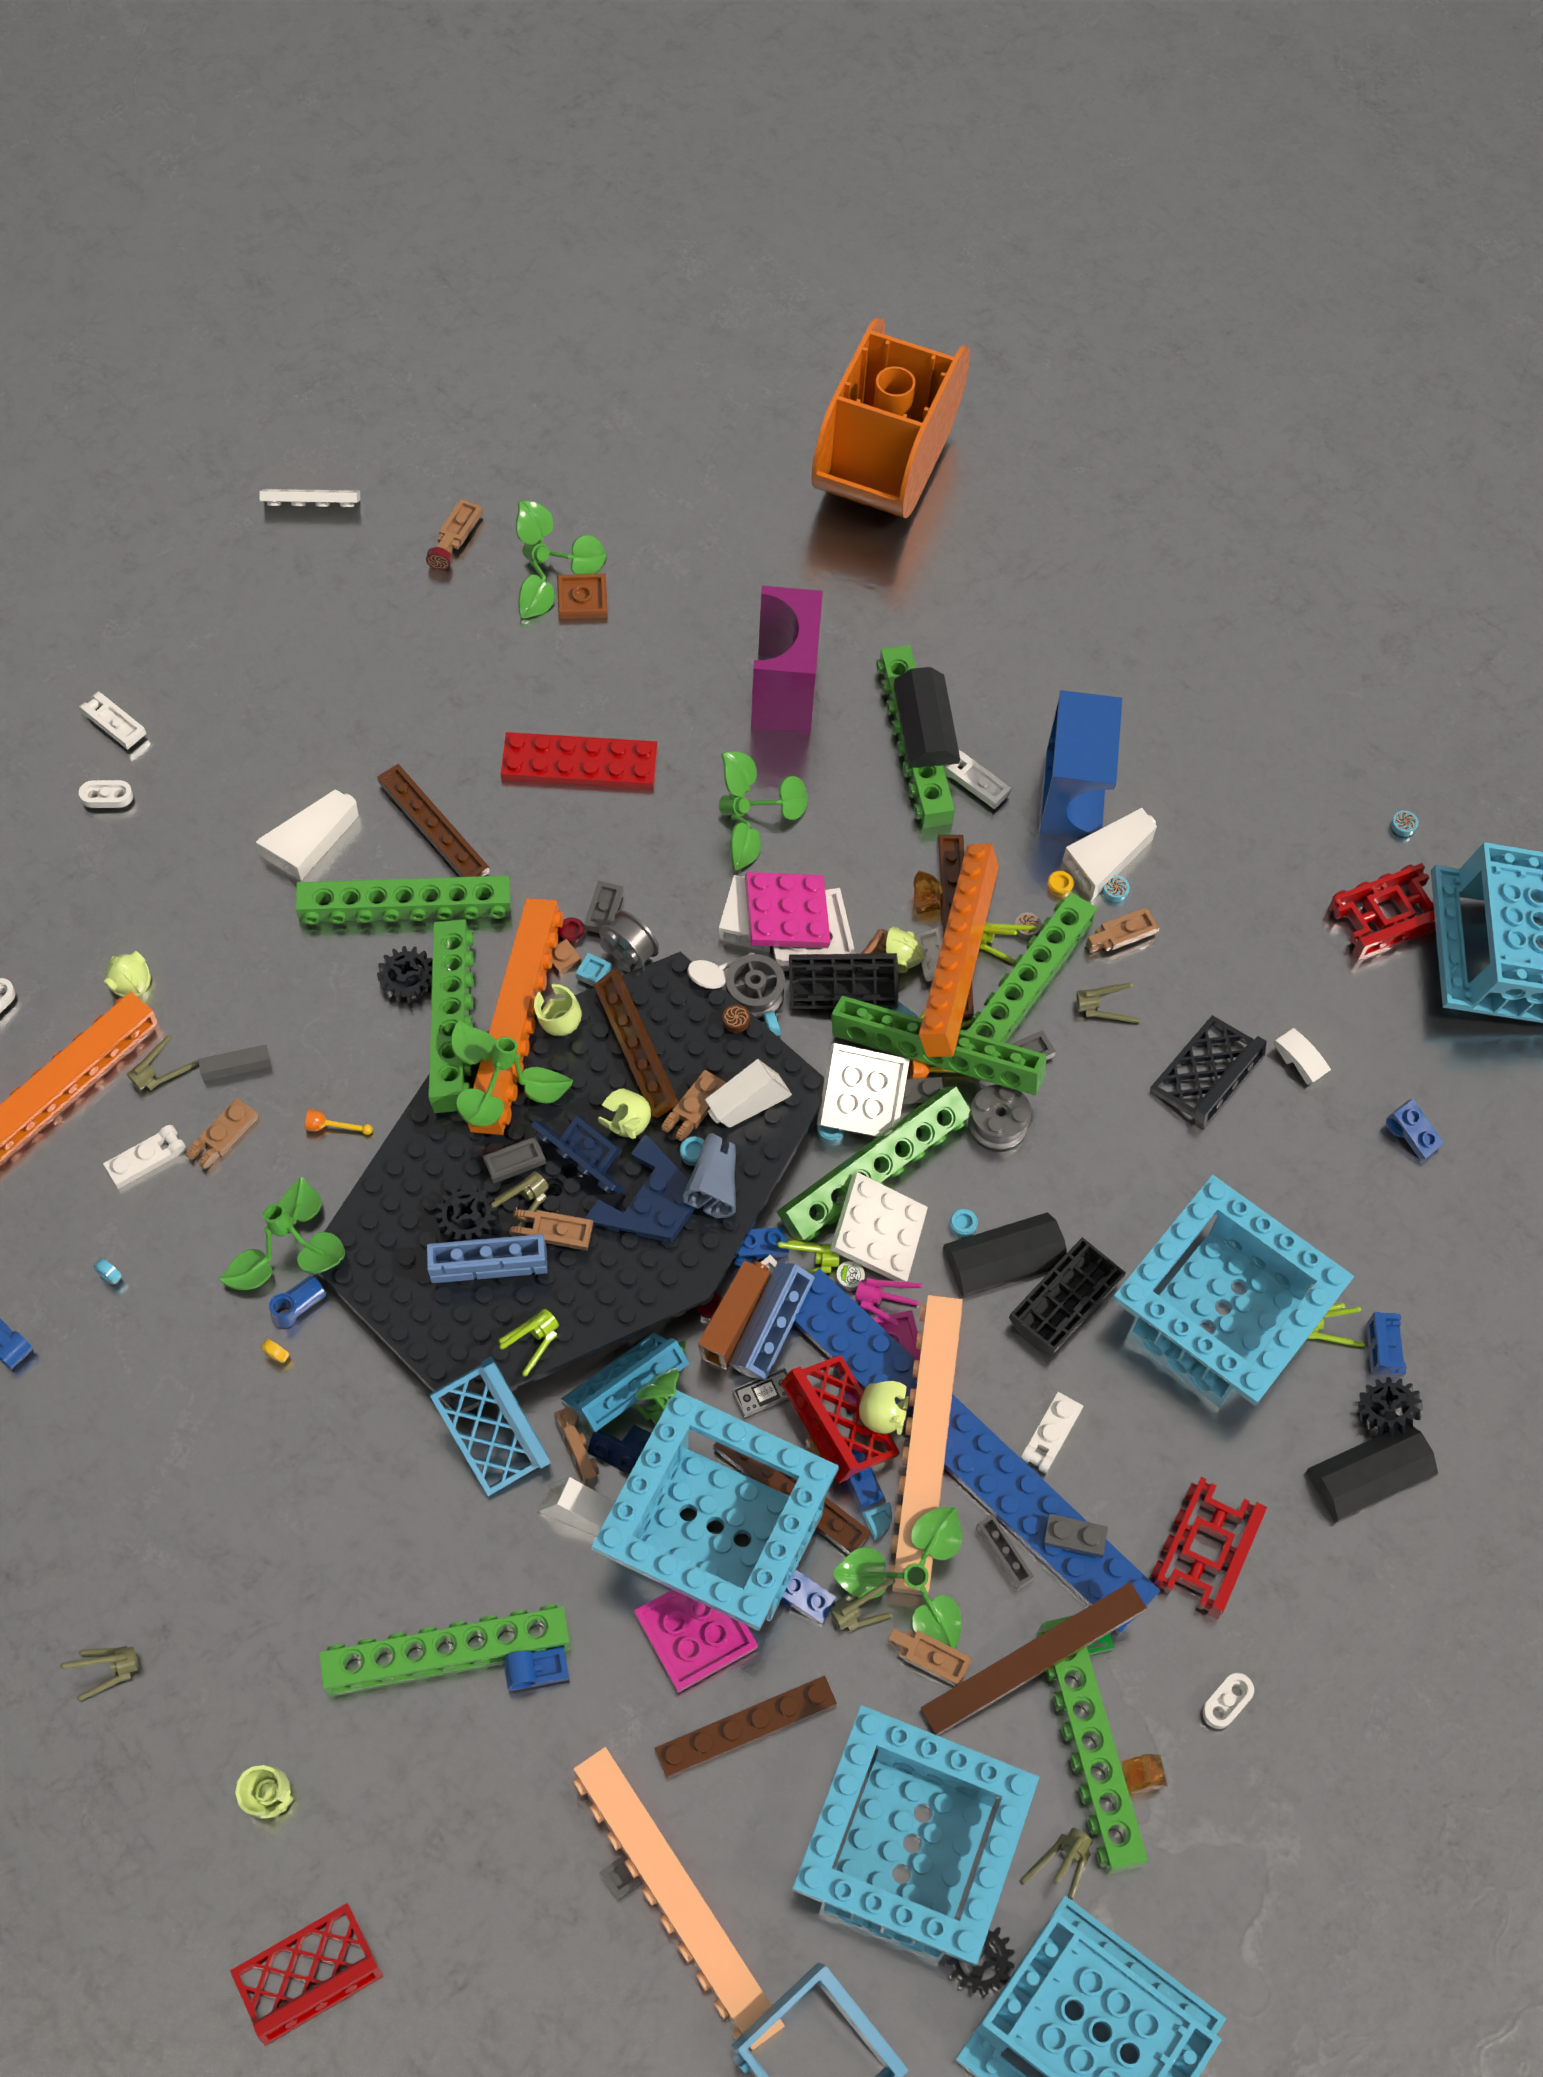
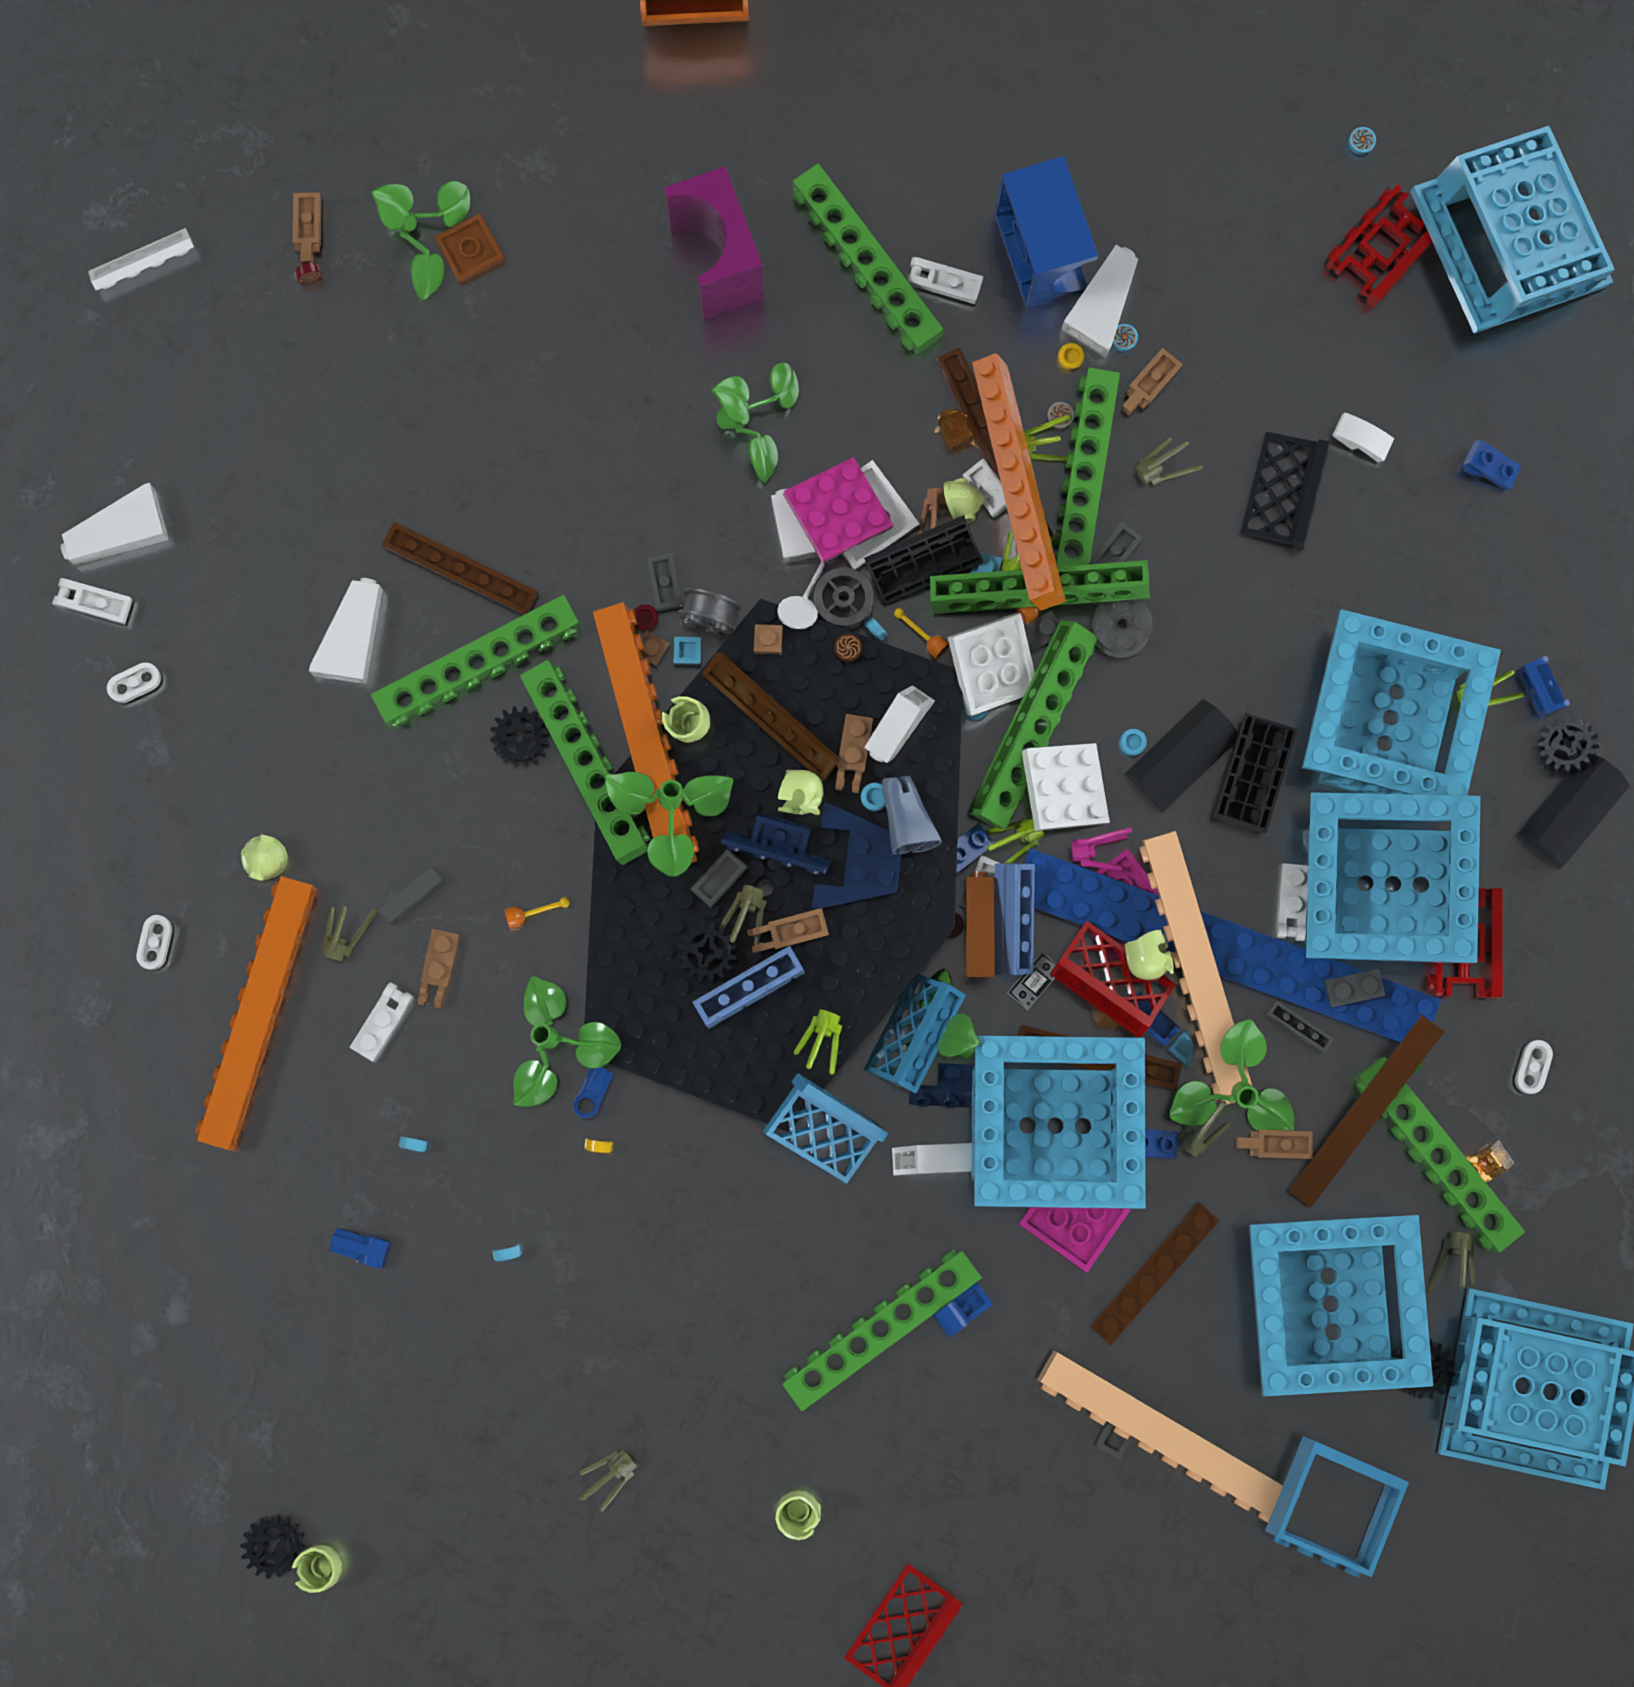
camera: 25 degrees left, 20 degrees up
(133, 1408) = (506, 1252): none -> medium azure tile
(166, 675) = (120, 527): none -> white slope
(575, 1445) = (899, 1106): medium nougat hinge -> none
(579, 760) = (560, 434): red plate -> none
(668, 983) = (768, 639): none -> medium nougat plate
(819, 1059) = (935, 645): none -> hinge
(849, 1275) = (1057, 840): tile -> none
(926, 718) = (873, 243): black piece -> none
(1108, 1411) = (1403, 923): none -> medium azure plate

